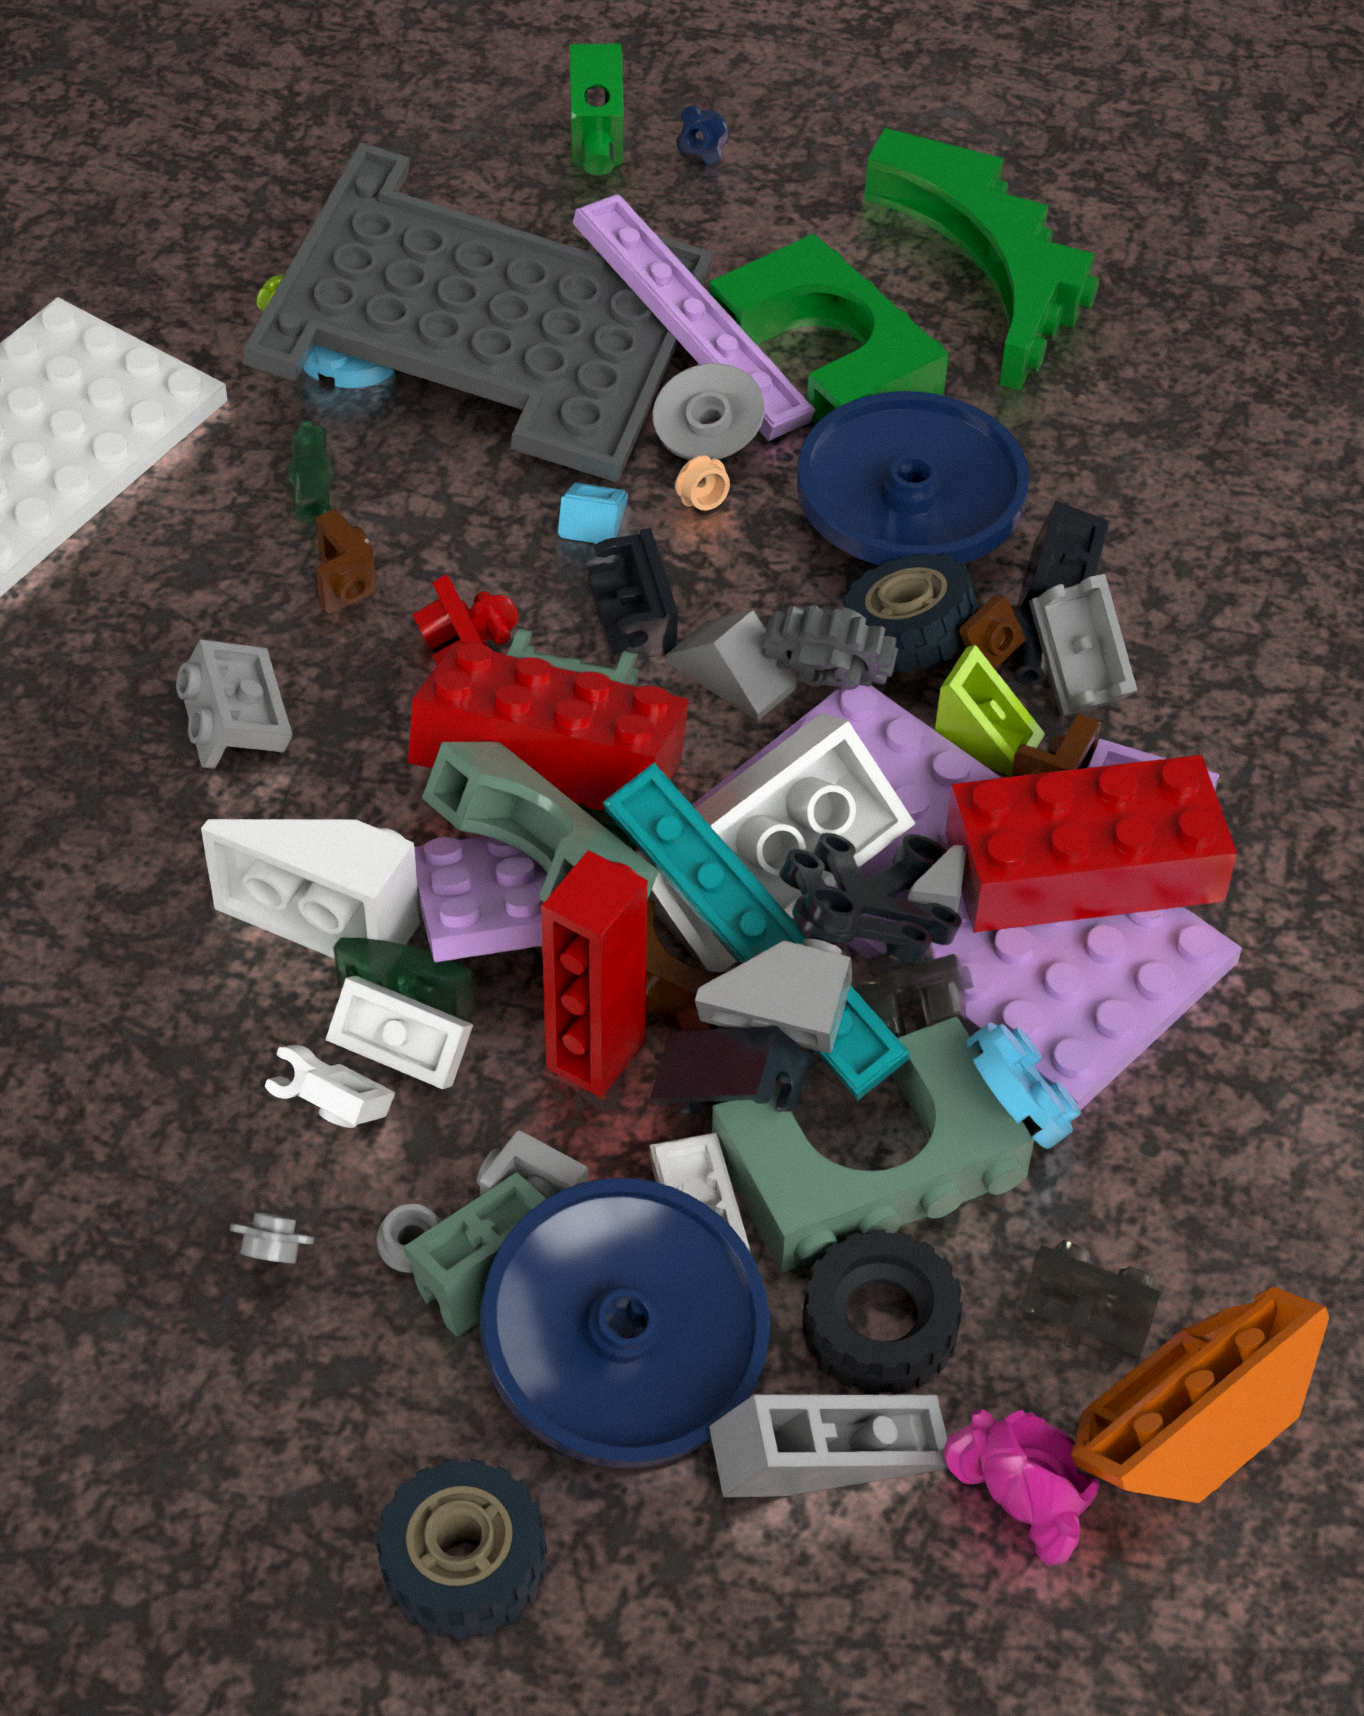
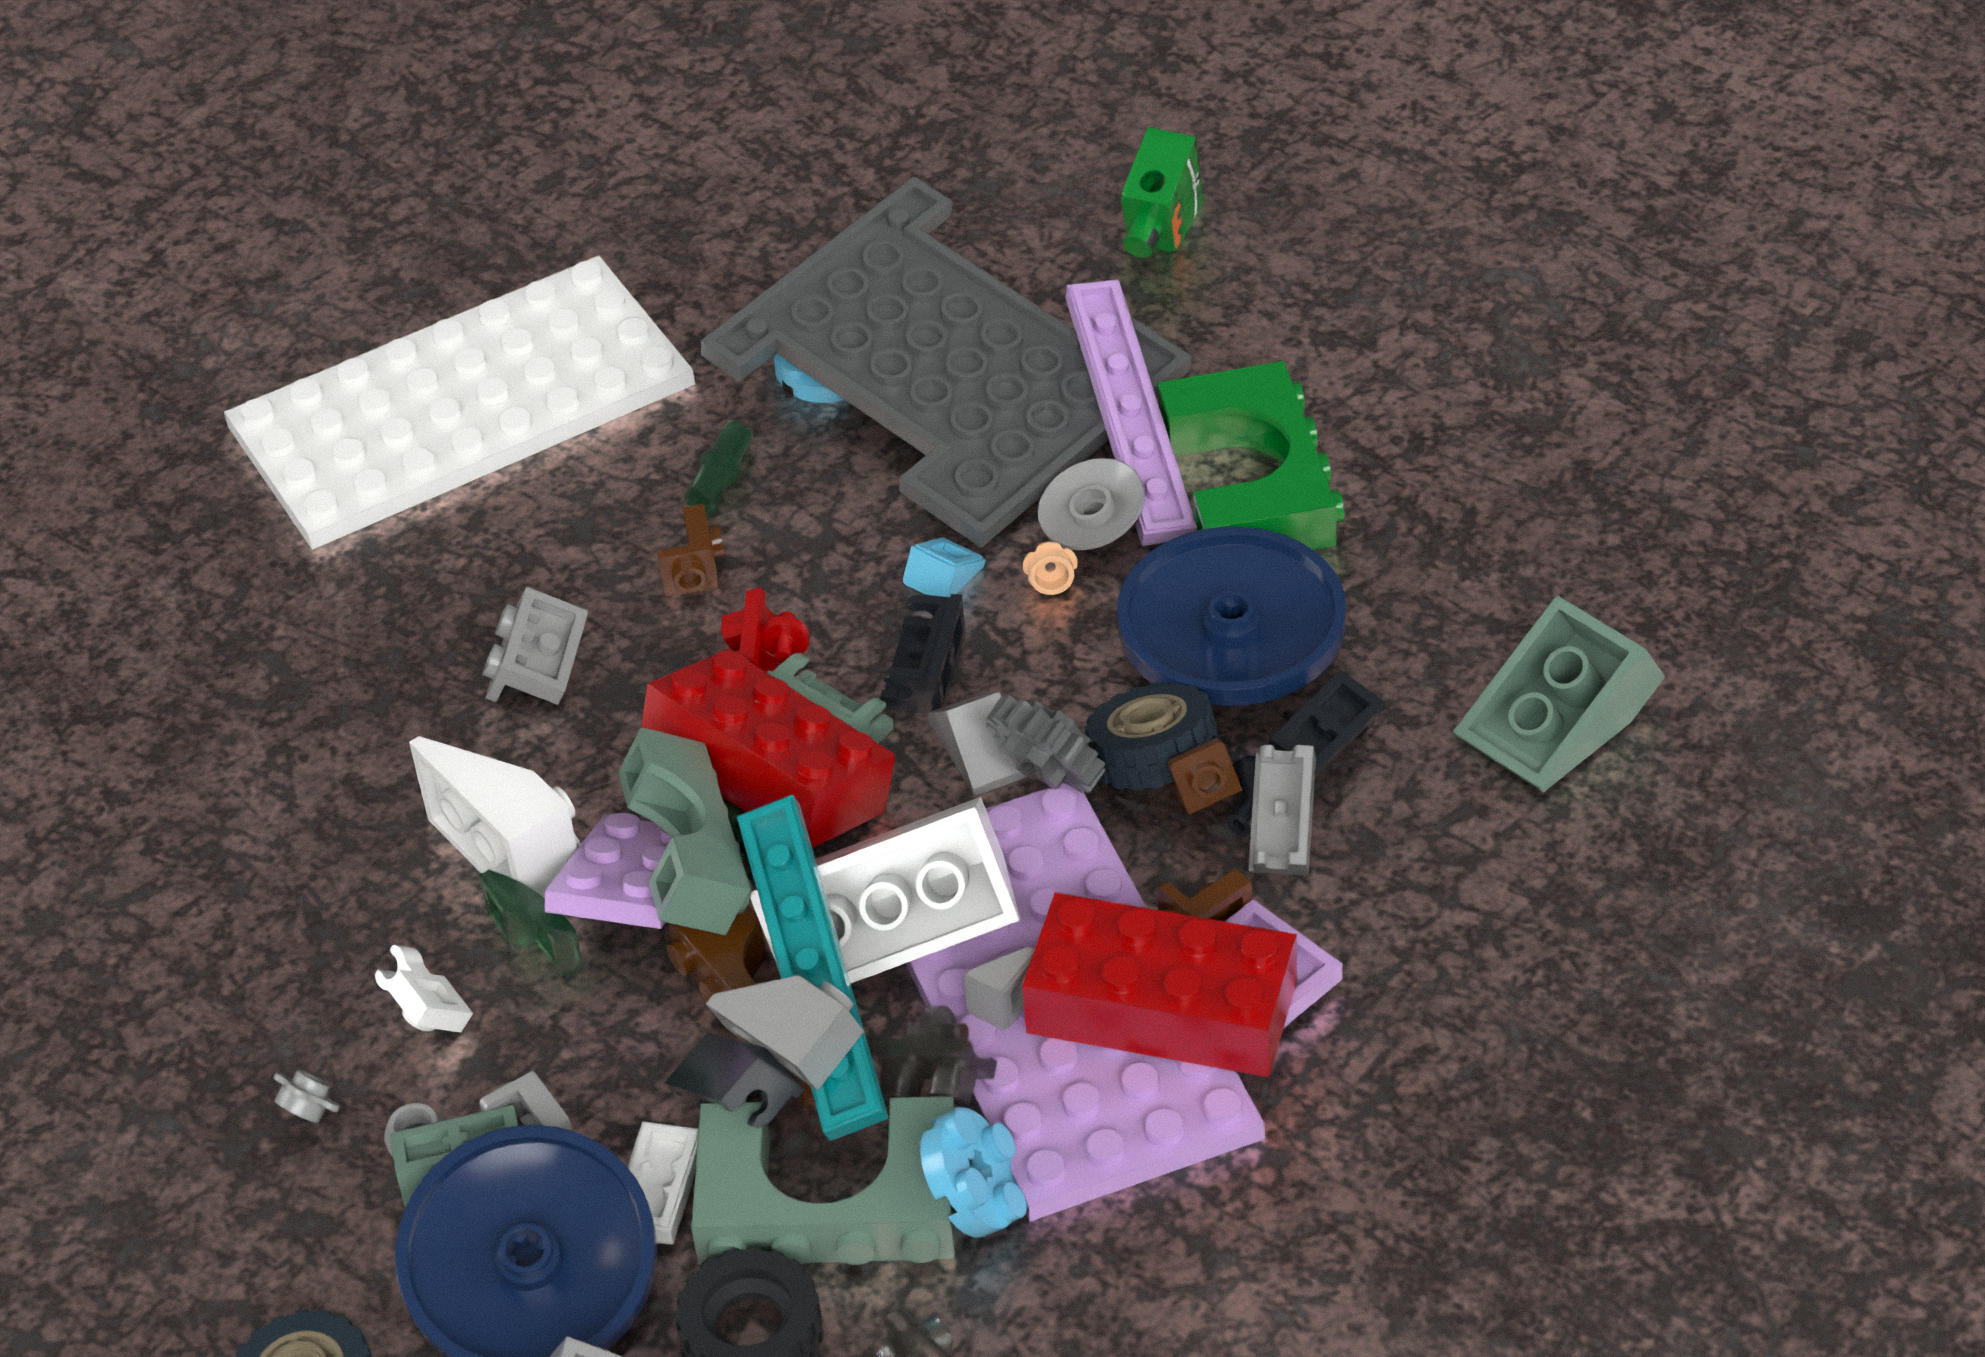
camera: 30 degrees right, 5 degrees down
(399, 1032) = (501, 964): white plate -> none
(594, 972) = (644, 956): red brick -> none
(713, 129) = (1257, 240): dark blue plate -> none
(837, 913) = (860, 969): black plant -> none
(984, 714) = (1159, 842): lime slope -> none
(1003, 234) = (1469, 369): green arch -> none
(1246, 472) = (1560, 696): none -> sand green slope

